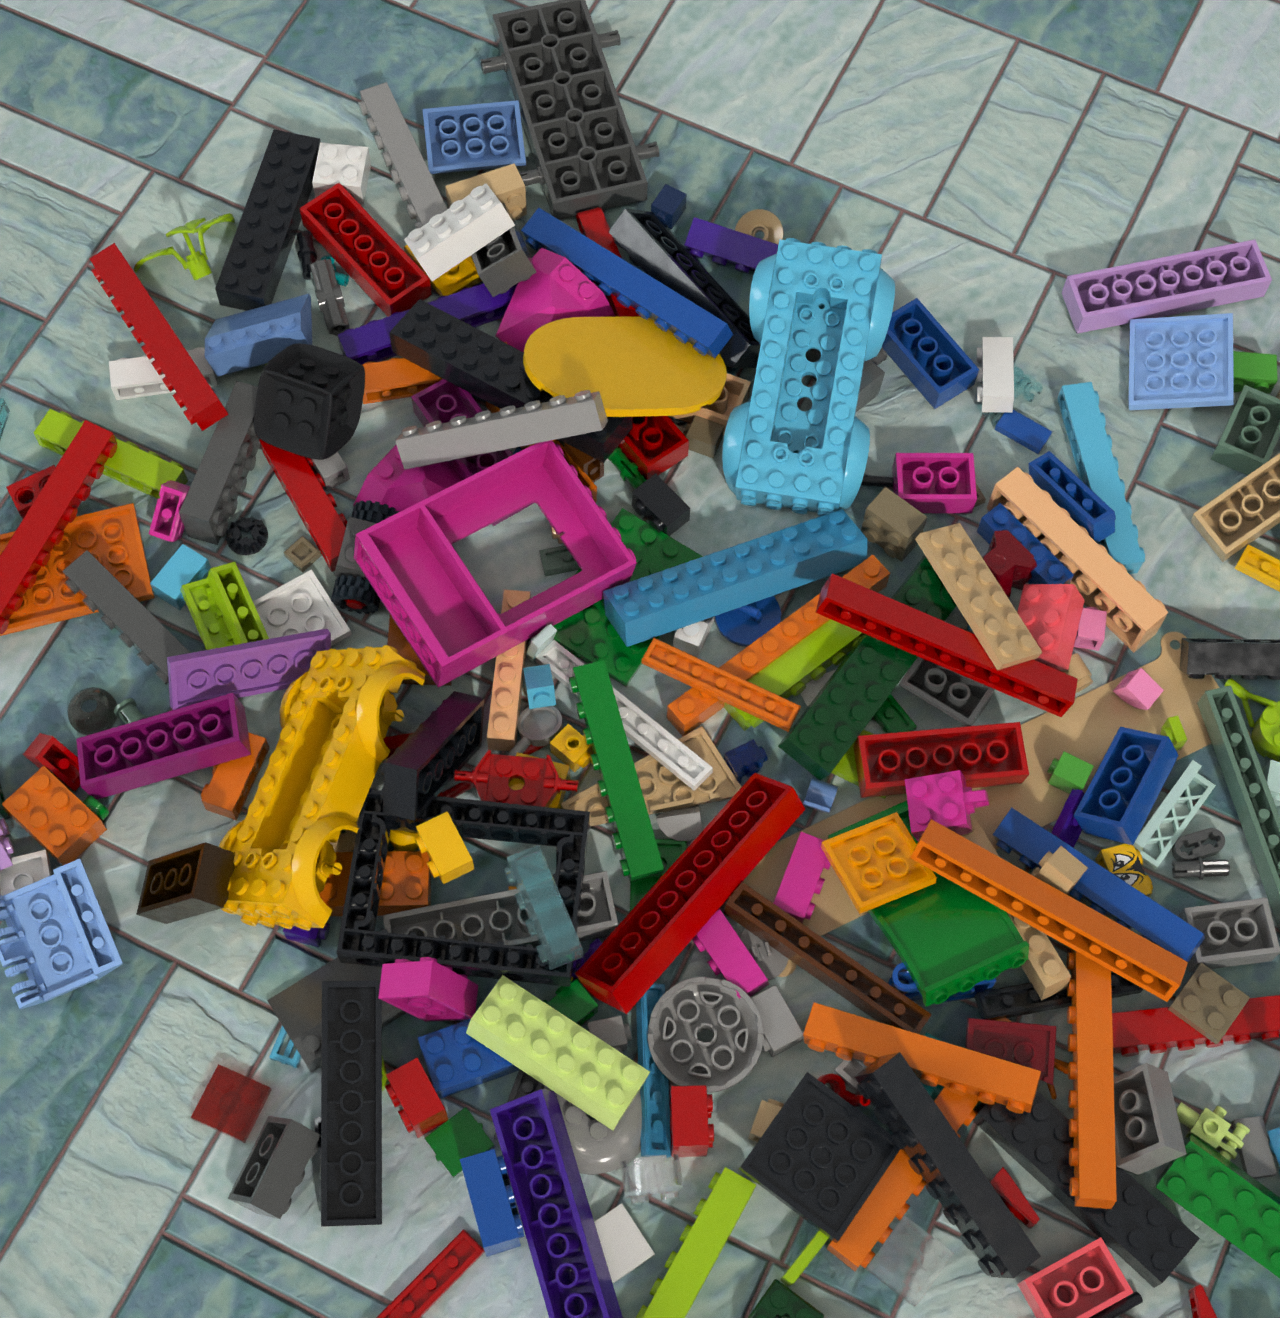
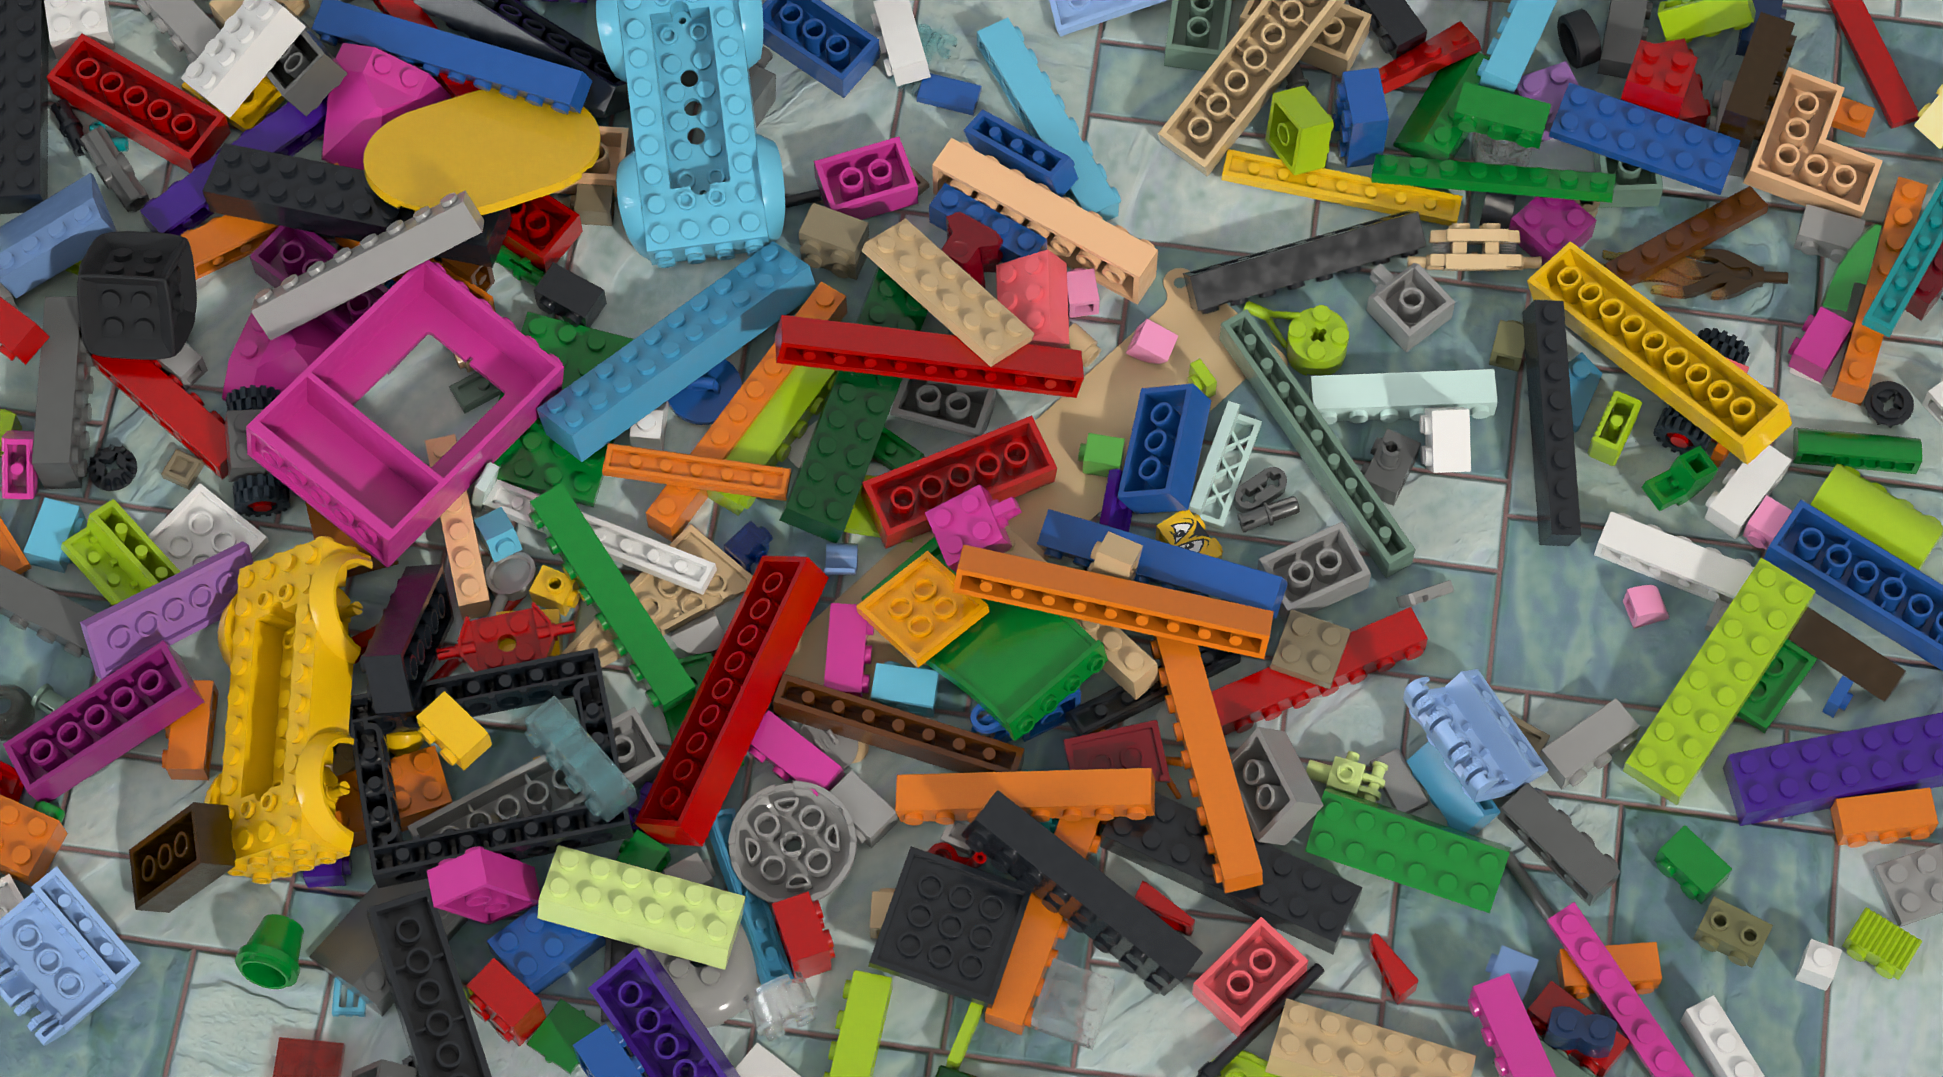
camera: 15 degrees left, 0 degrees up
(236, 989) = (272, 953): none -> green piece
(842, 925) = (906, 688): none -> medium azure brick

